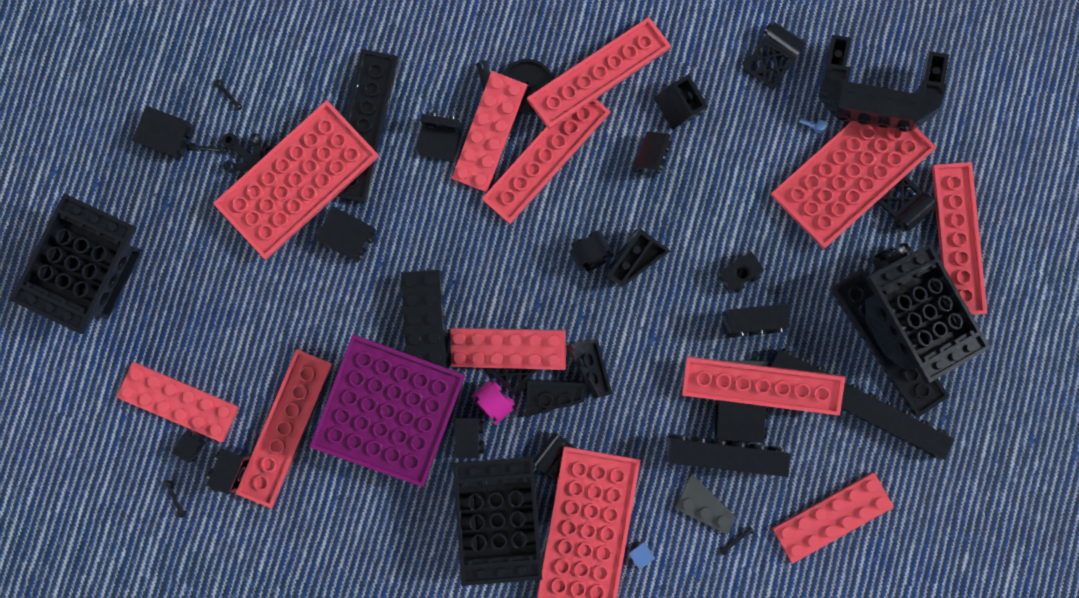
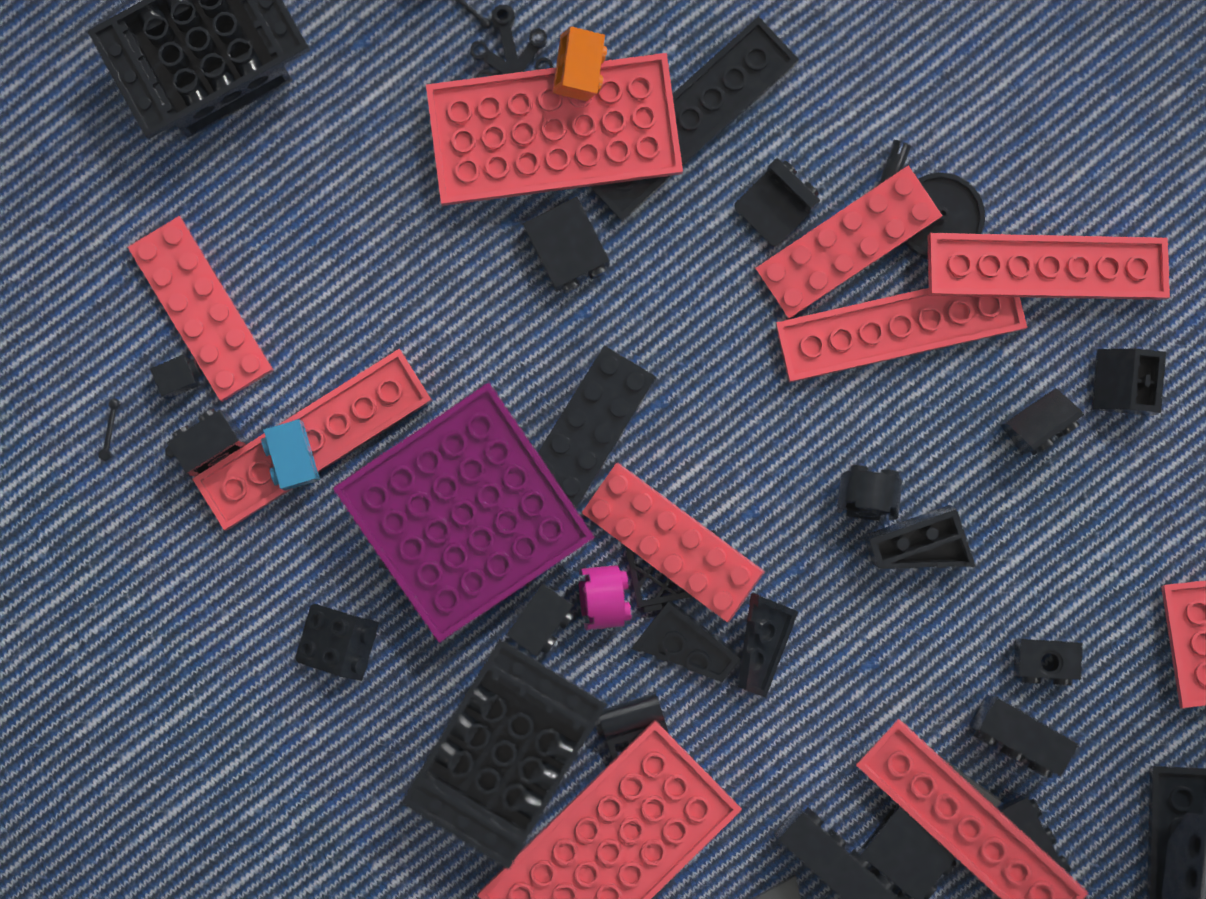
camera: 40 degrees right, 0 degrees up
(277, 444) = (290, 455): none -> dark azure brick
(284, 136) = (579, 64): none -> orange brick
(371, 524) = (336, 642): none -> black bracket

